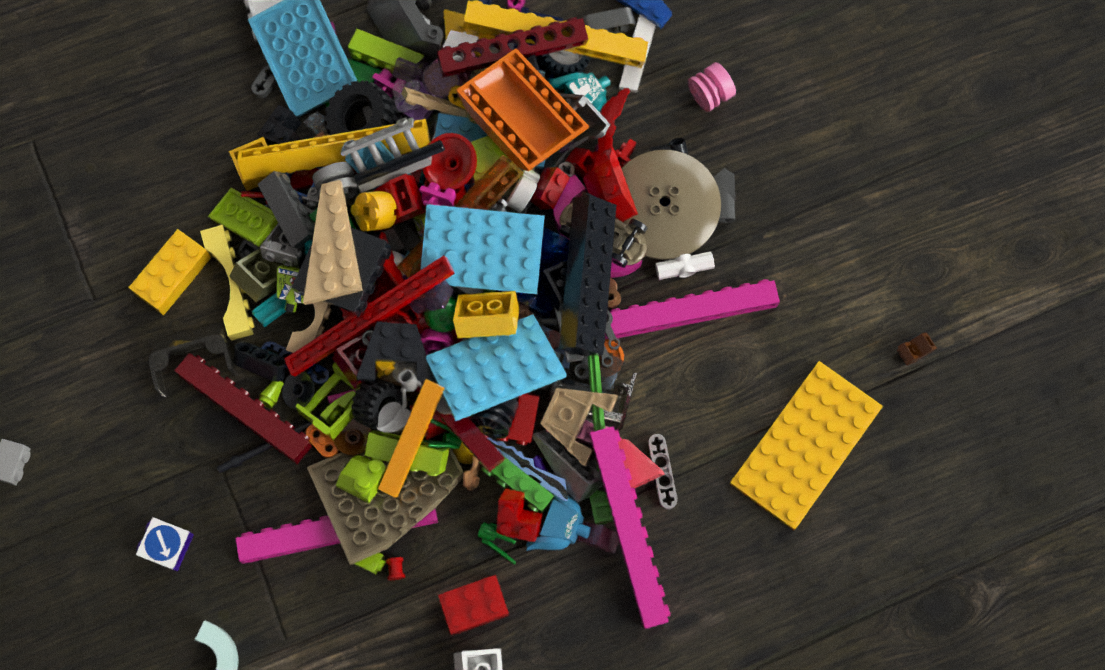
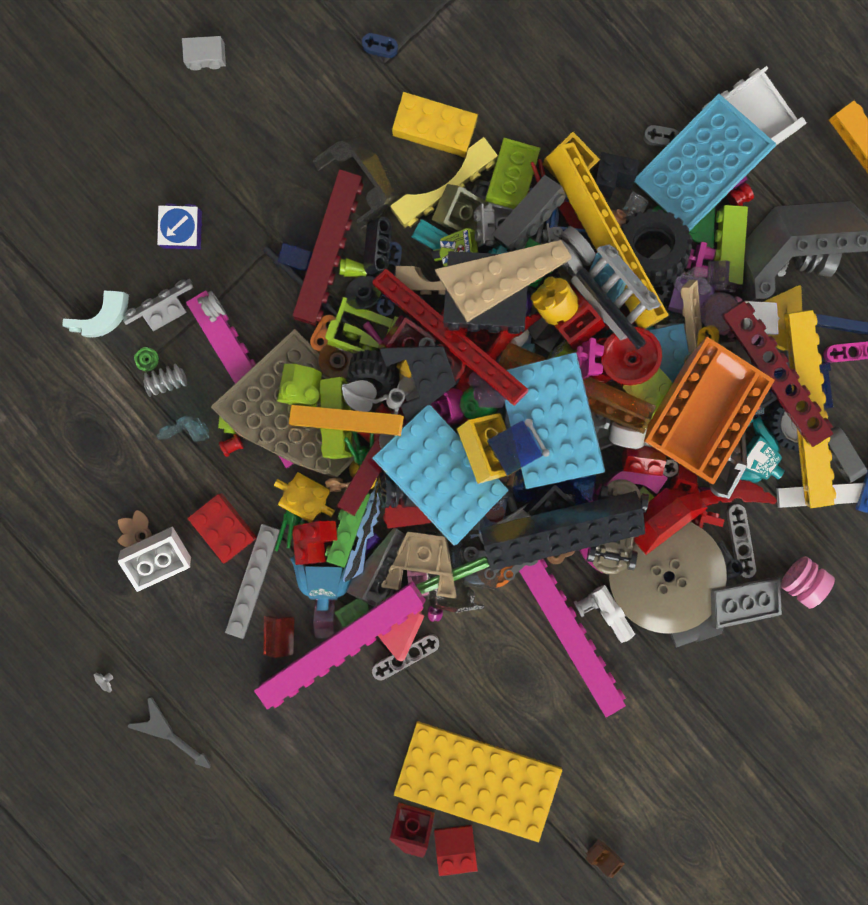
camera: 70 degrees right, 15 degrees up
(76, 298) = (380, 41): none -> dark blue beam
(236, 591) = (162, 308): none -> light grey bracket
(239, 442) = (294, 257): none -> clear blue tile
(253, 533) = (211, 306): none -> light grey wheel
(272, 624) = (144, 353): none -> bright green plate
(305, 612) = (164, 381): none -> light grey piece
(344, 31) = (742, 194): none -> red wheel
(366, 593) = (196, 429): none -> clear light blue bracket
(472, 513) = (304, 497): none -> yellow plate
(475, 268) = (529, 423): none -> light grey hinge
(494, 287) = (514, 448): none -> clear blue plate
(537, 596) = (252, 581): none -> light grey plate
(600, 589) = (278, 636): none -> clear red panel
(629, 429) = (434, 617): none -> magenta hinge
(656, 129) = (745, 539): none -> light grey beam
(668, 286) = (585, 605): none -> light grey bush
(712, 145) = (746, 602): none -> tile
(834, 521) = (412, 829): none -> dark red slope
(867, 487) = (455, 850): none -> red slope

